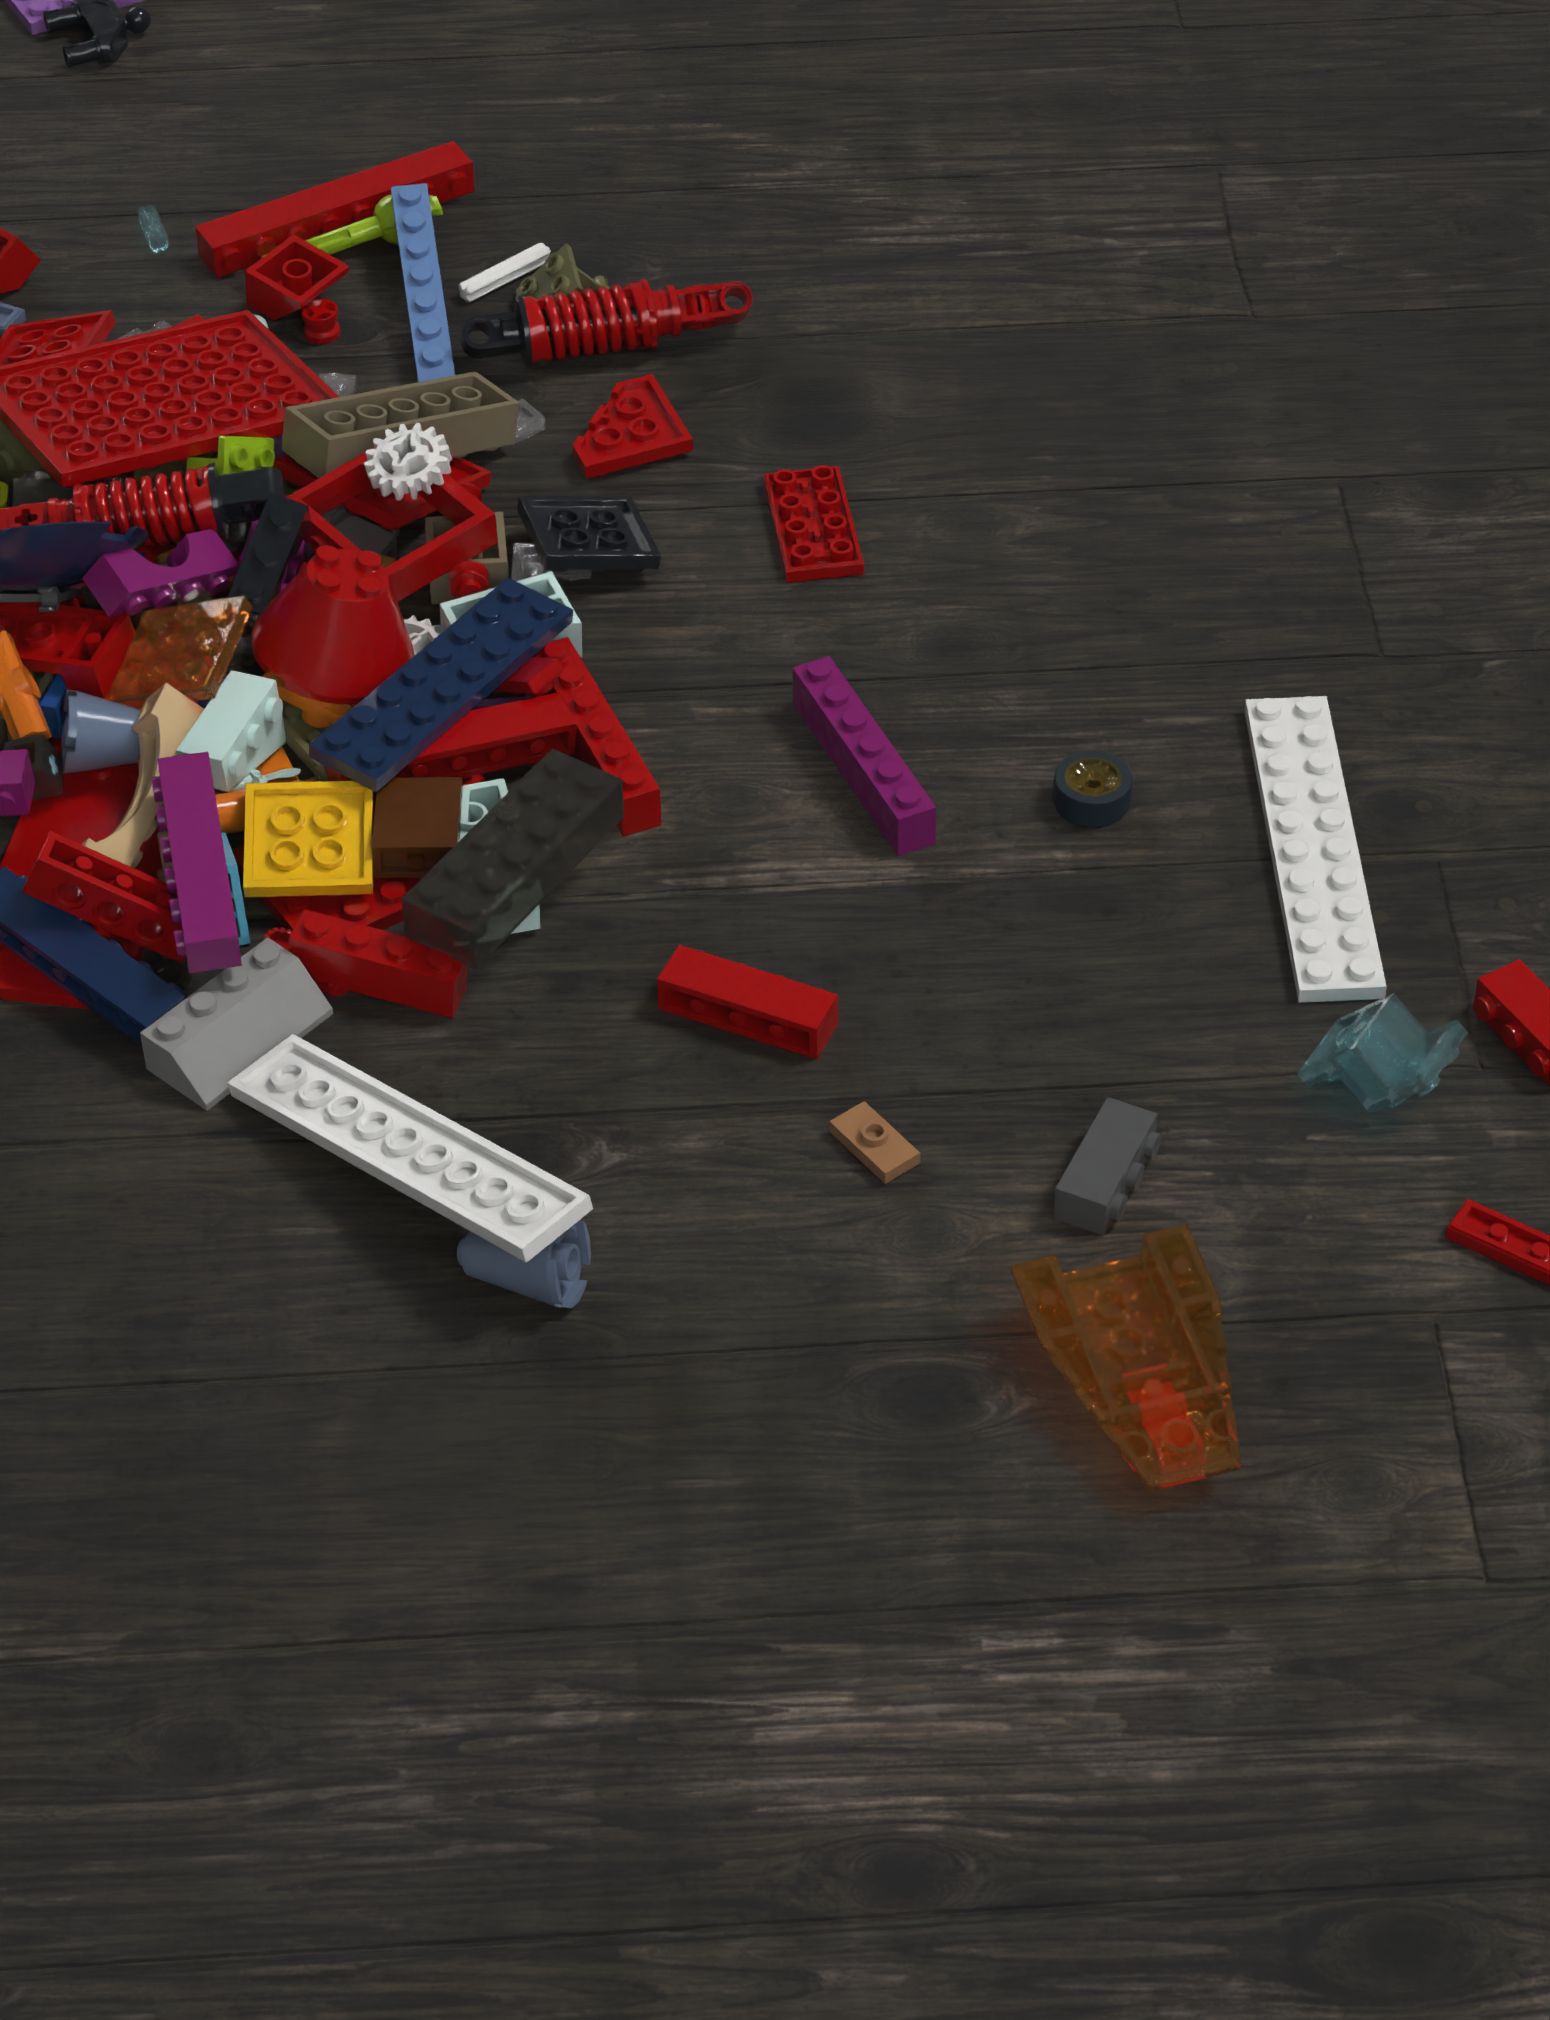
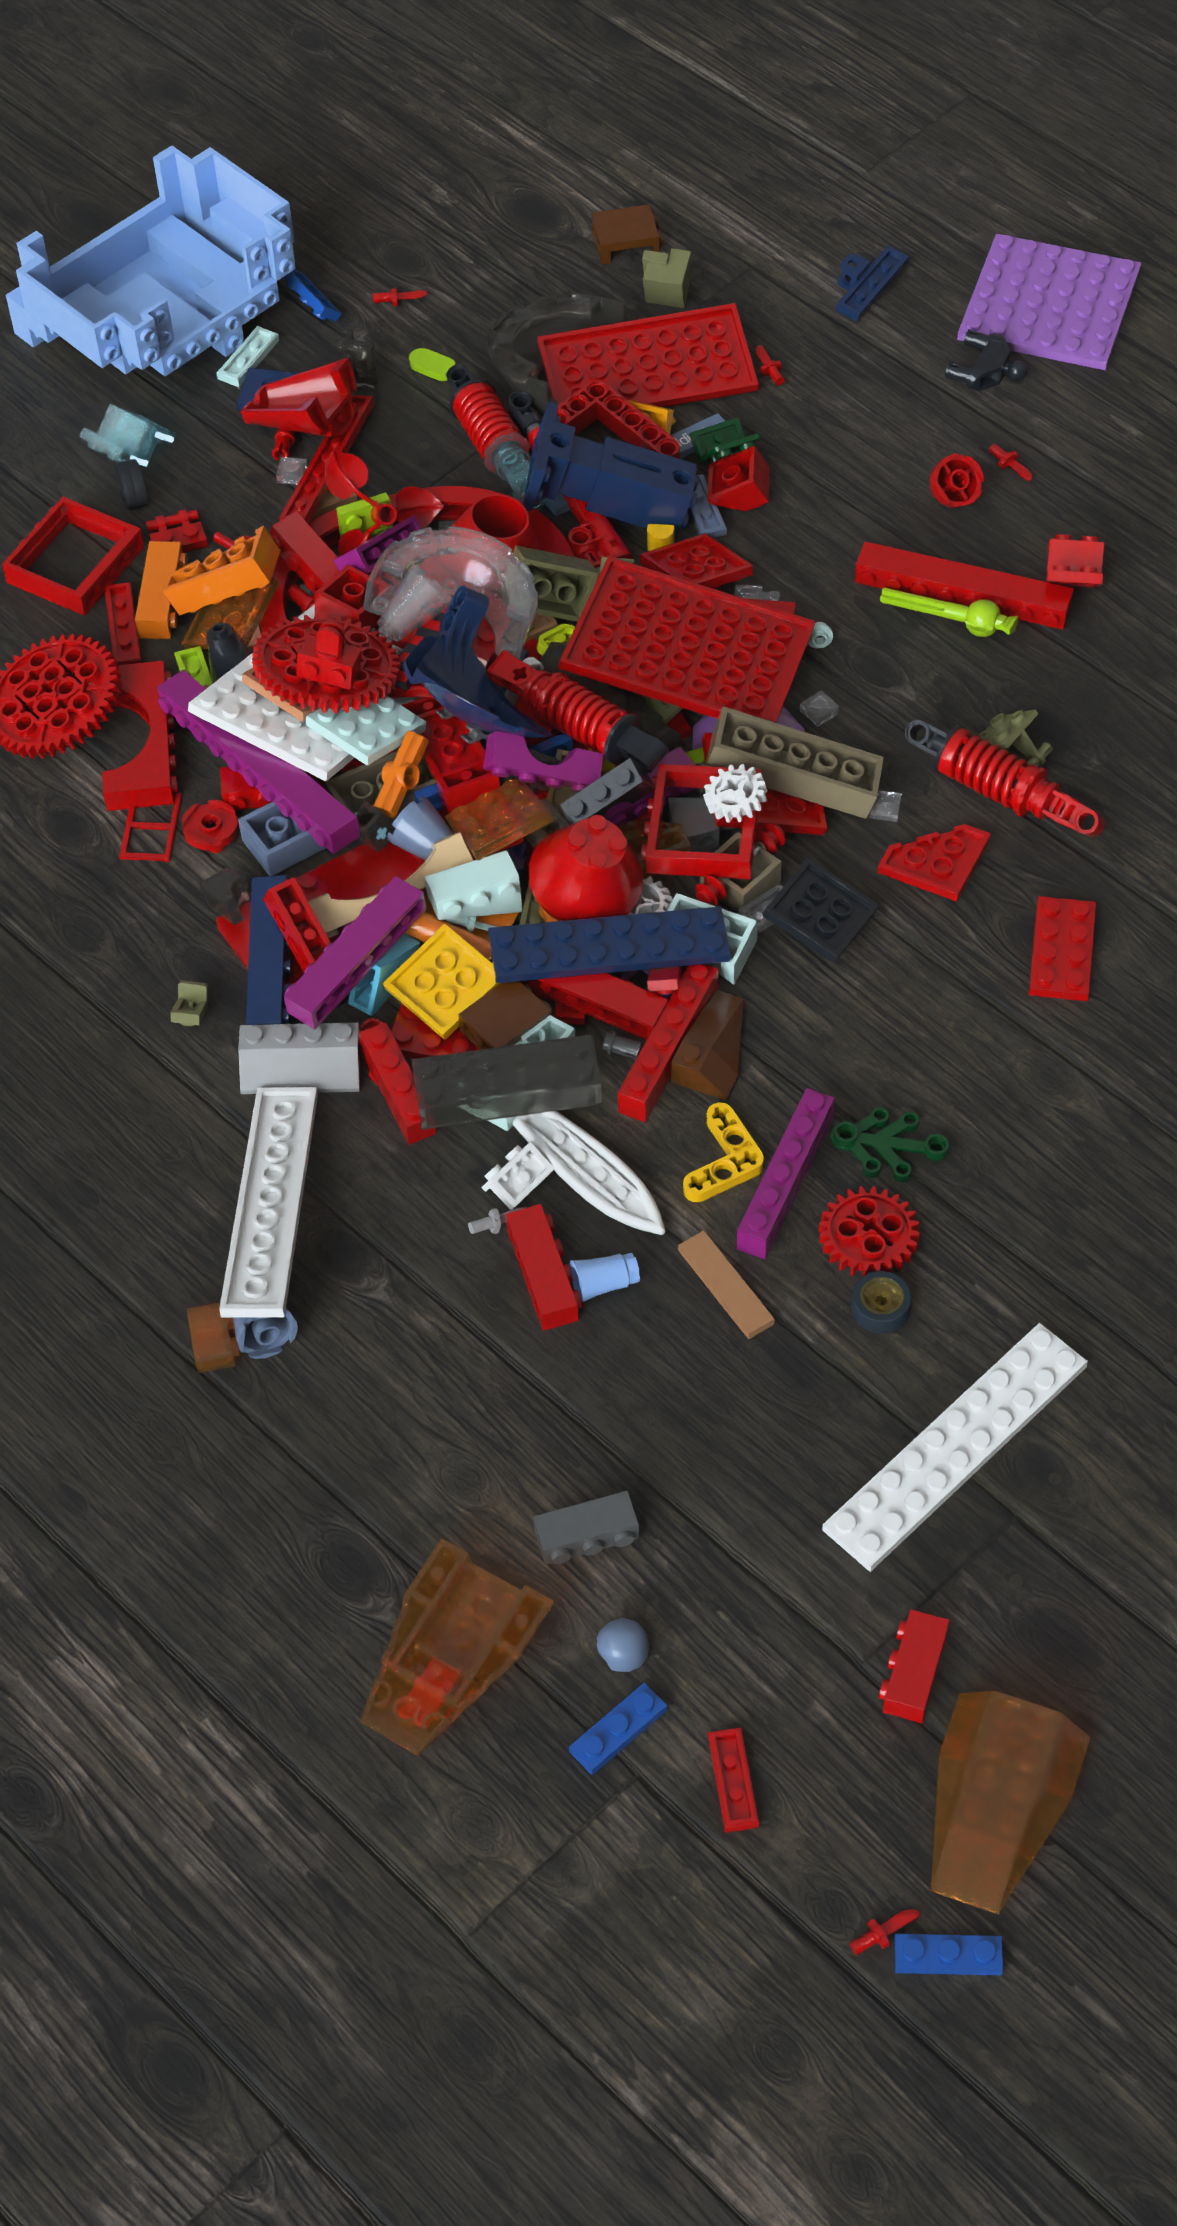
camera: 50 degrees right, 10 degrees up
(39, 1069) = (191, 1003): none -> olive bracket
(153, 228) = (856, 524): clear light blue piece -> none
(214, 129) = (956, 481): none -> red cylinder
(228, 94) = (1009, 459): none -> red piece
(238, 454) = (679, 718): lime bracket -> none
(290, 277) = (873, 614): red slope -> none
(320, 321) = (864, 655): red wheel -> none
(422, 120) = (1074, 561): none -> red bracket
(422, 282) = (932, 678): medium blue plate -> none
(503, 272) = (1004, 699): white axle -> none
(503, 1322) = (211, 1338): none -> clear orange brick
(608, 949) = (519, 1176): none -> white bracket
(643, 1004) = (491, 1222): none -> light grey piece
(654, 725) = (711, 1048): none -> reddish brown wedge
(674, 892) = (592, 1170): none -> white piece
(789, 781) = (735, 1155): none -> yellow beam
(813, 524) = (959, 1003): red tile -> none
(819, 955) = (603, 1274): none -> light blue plant
(840, 420) = (1062, 948): none -> red plate
(874, 1142) = (503, 1404): medium nougat plate -> none
(876, 690) = (885, 1142): none -> dark green plant
(933, 885) = (726, 1284): none -> medium nougat tile
(1002, 744) = (869, 1232): none -> red gear
(1272, 1227) = (623, 1644): none -> sand blue hair
(1366, 1297) = (618, 1728): none -> blue plate
(1383, 1054) = (801, 1604): clear light blue bracket -> none

